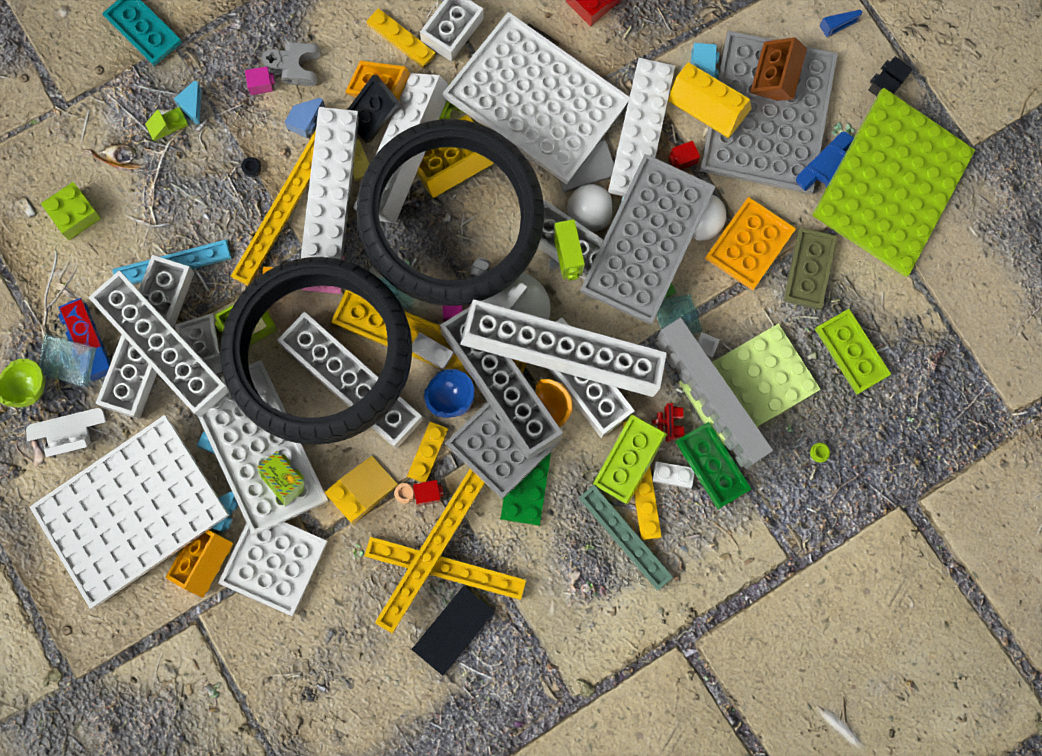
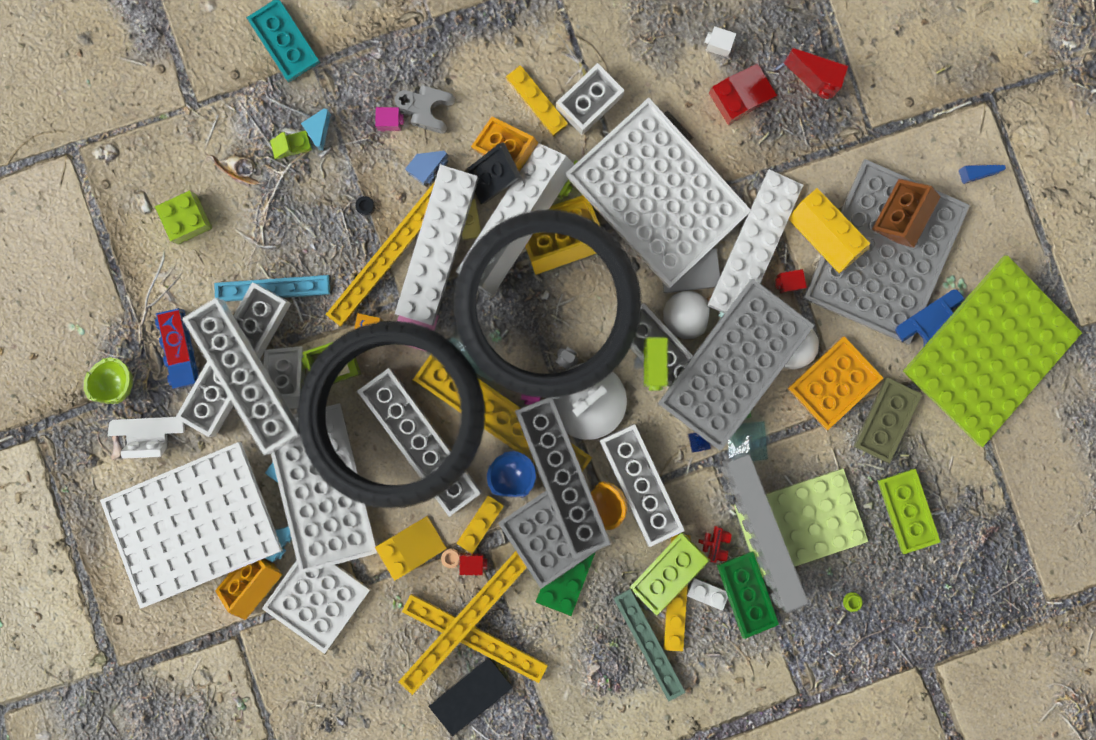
camera: 15 degrees right, 10 degrees up
(67, 360) = (155, 367): clear light blue tile -> none
(281, 478) = (335, 529): lime brick -> none
(431, 351) = (503, 429): white plate -> none
(563, 348) = (629, 461): white brick -> none
(629, 327) = (697, 443): none -> clear blue tile
(705, 58) = (833, 186): medium azure slope -> none
(708, 344) = (769, 476): white plate -> none
(891, 77) = (1019, 238): black piece -> none

